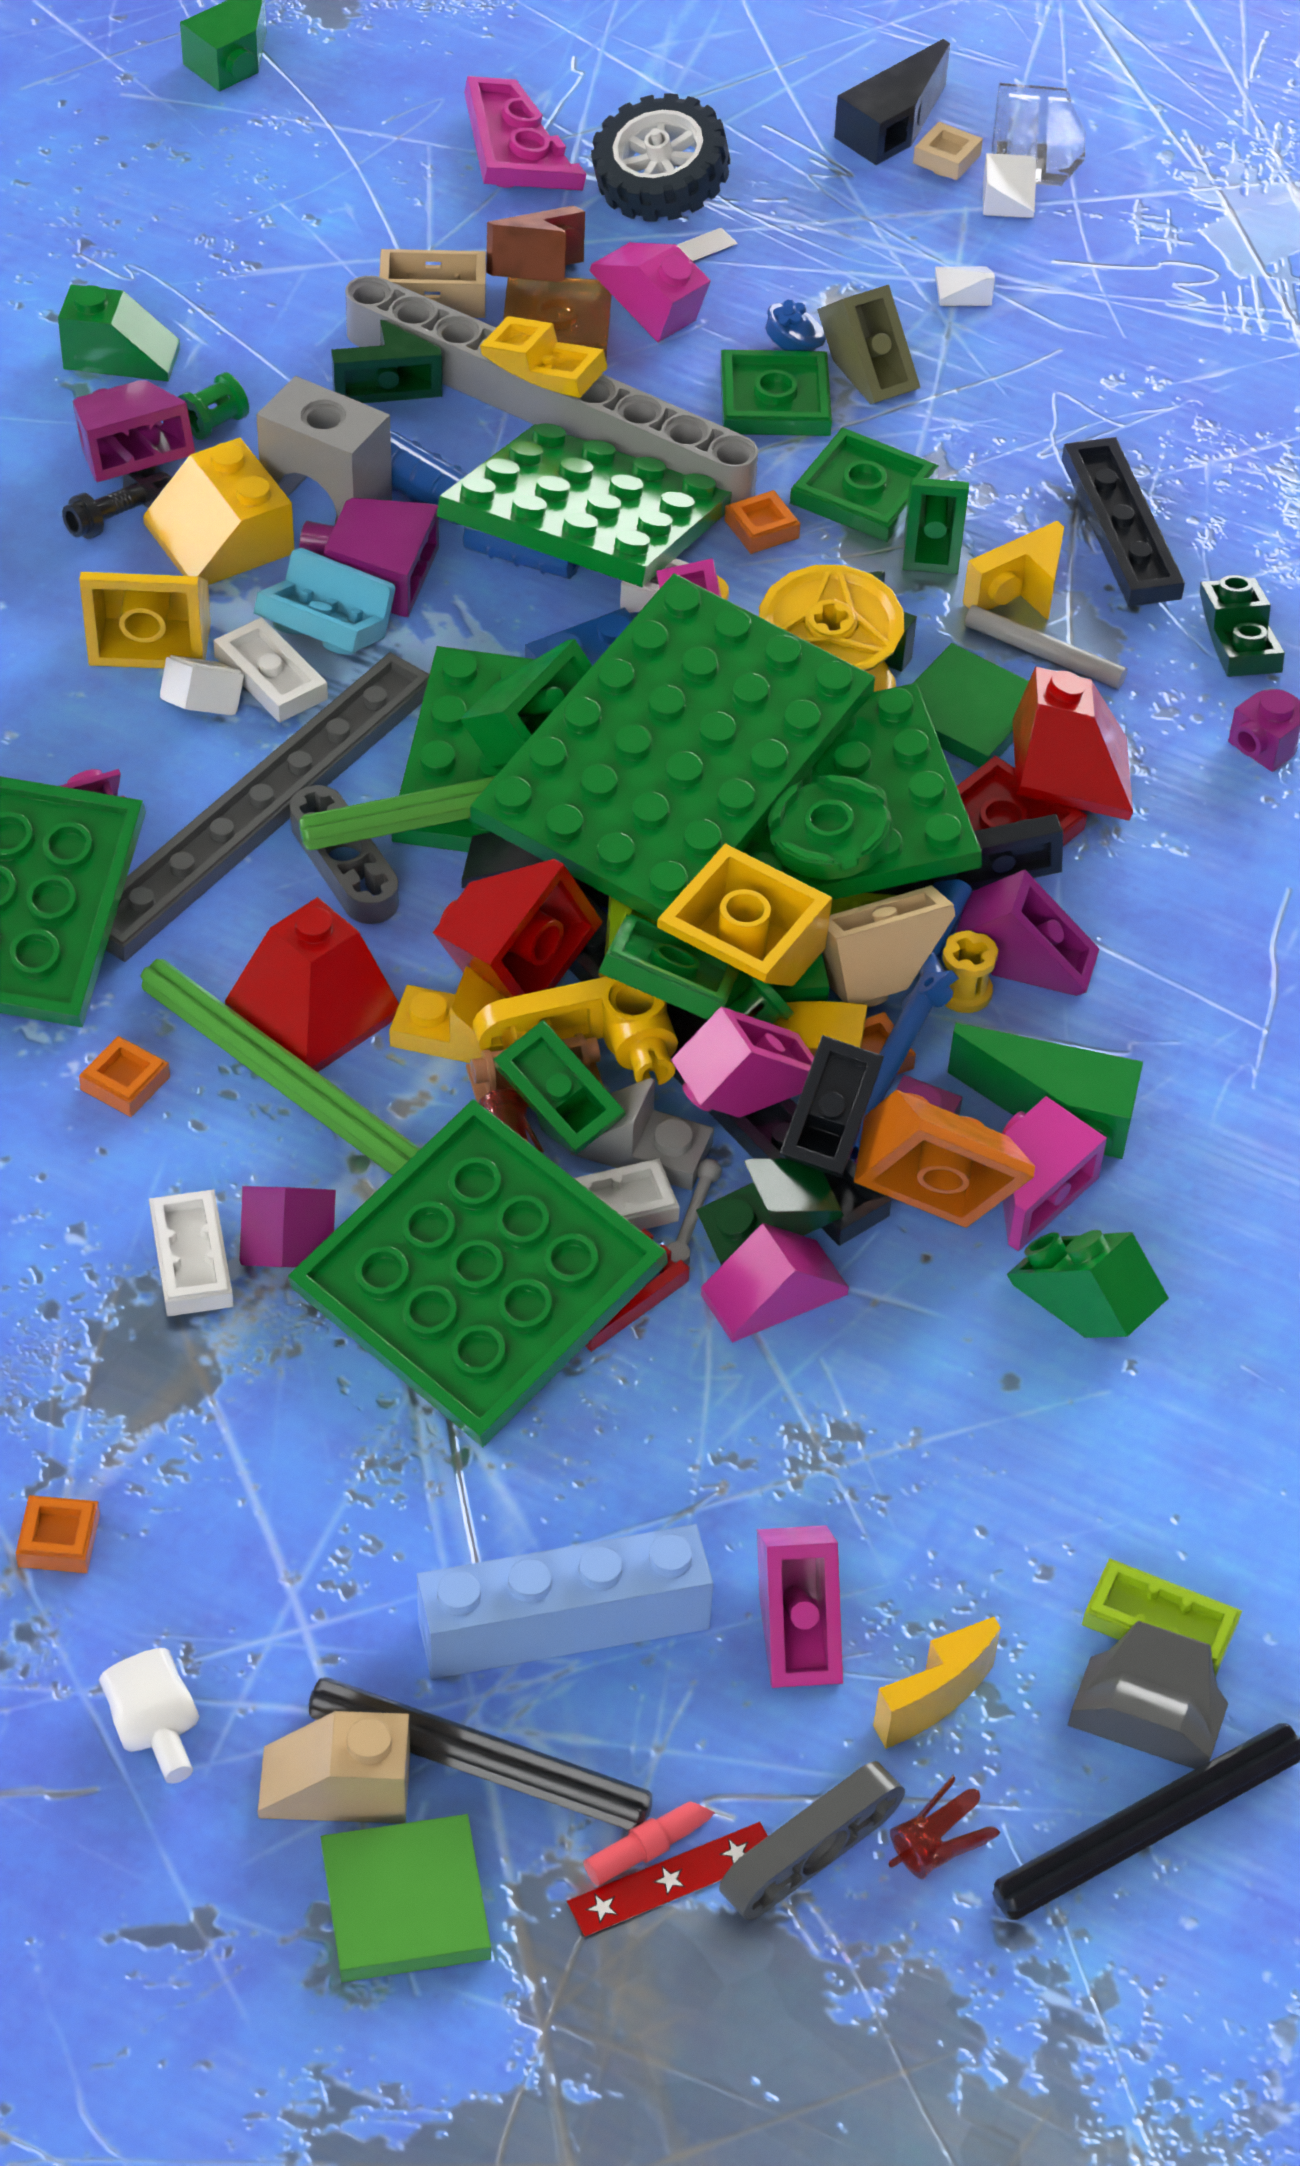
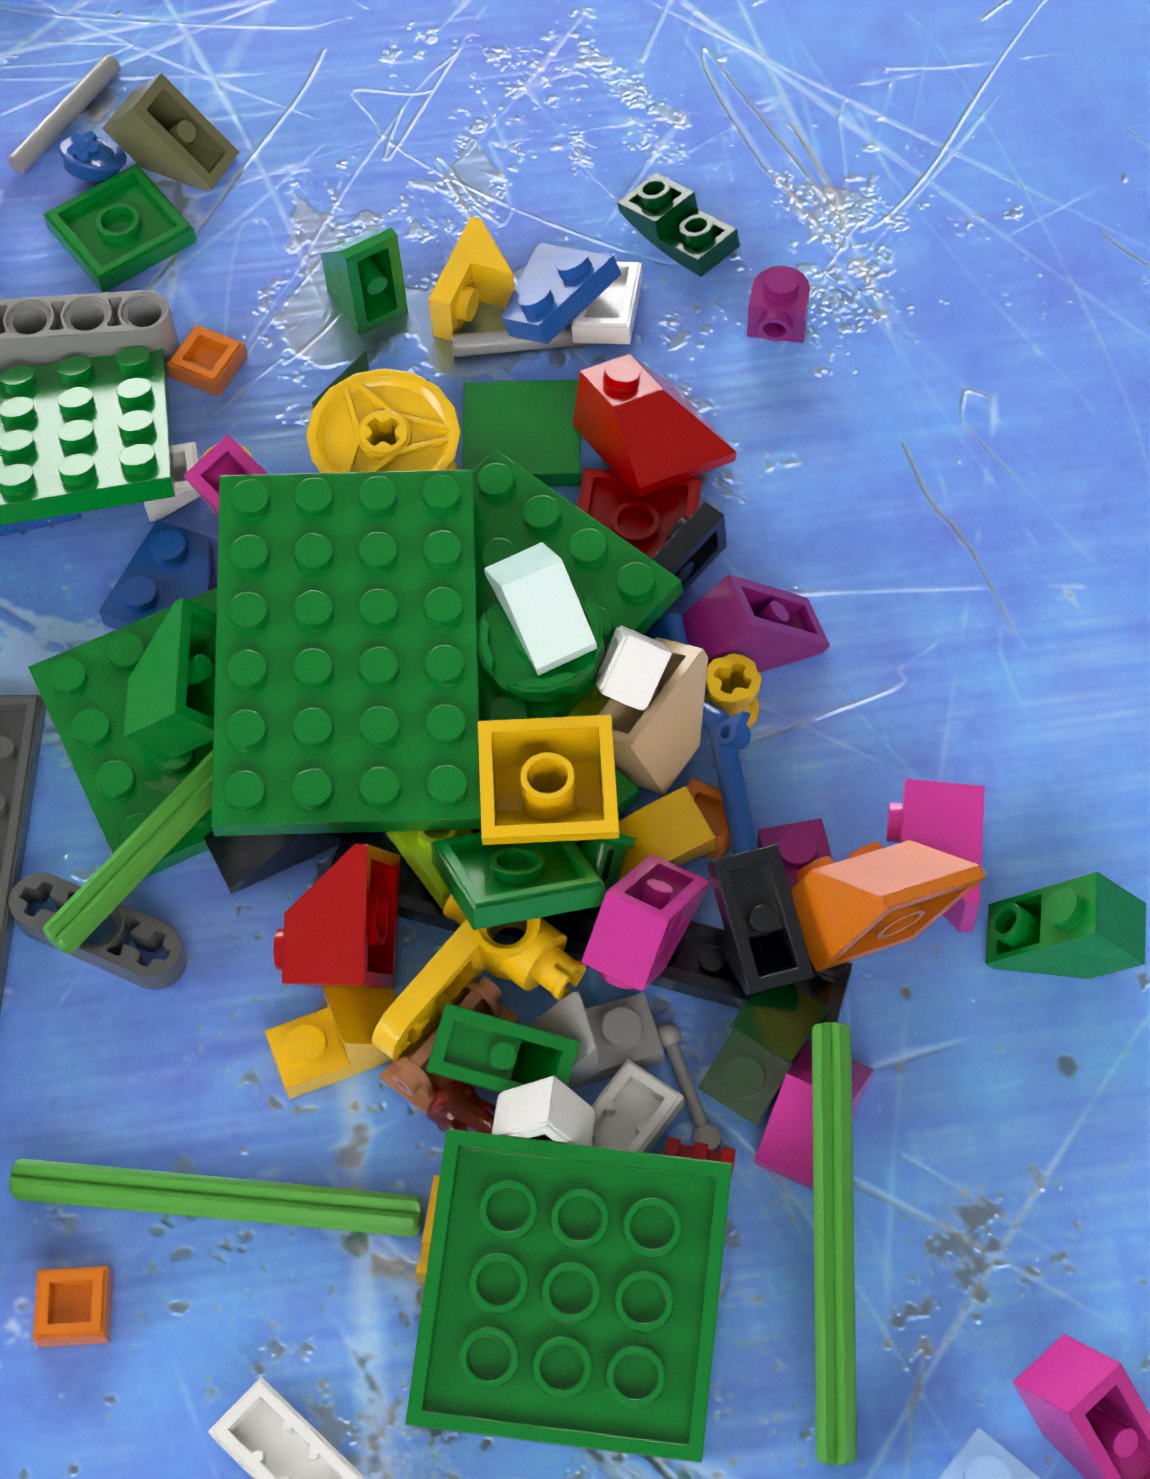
camera: 30 degrees left, 10 degrees up
(284, 1224) = (356, 1366): magenta panel -> none
(314, 986) = (184, 1096): red slope -> none
(561, 1138) = (544, 1112): none -> white slope
(700, 1355) = (834, 1245): none -> bright green axle
(802, 288) = (64, 114): none -> light grey bar
(841, 797) = (542, 607): none -> light aqua slope
(861, 484) = (265, 272): green tile -> none
(883, 883) = (632, 668): none -> white slope
(965, 285) = (201, 33): white slope -> none
(1024, 1070) = (874, 759): green slope -> none
(1082, 613) = (556, 290): none -> blue wing
(1122, 522) = (509, 182): black plate -> none
(1123, 648) = (613, 312): none -> white tile

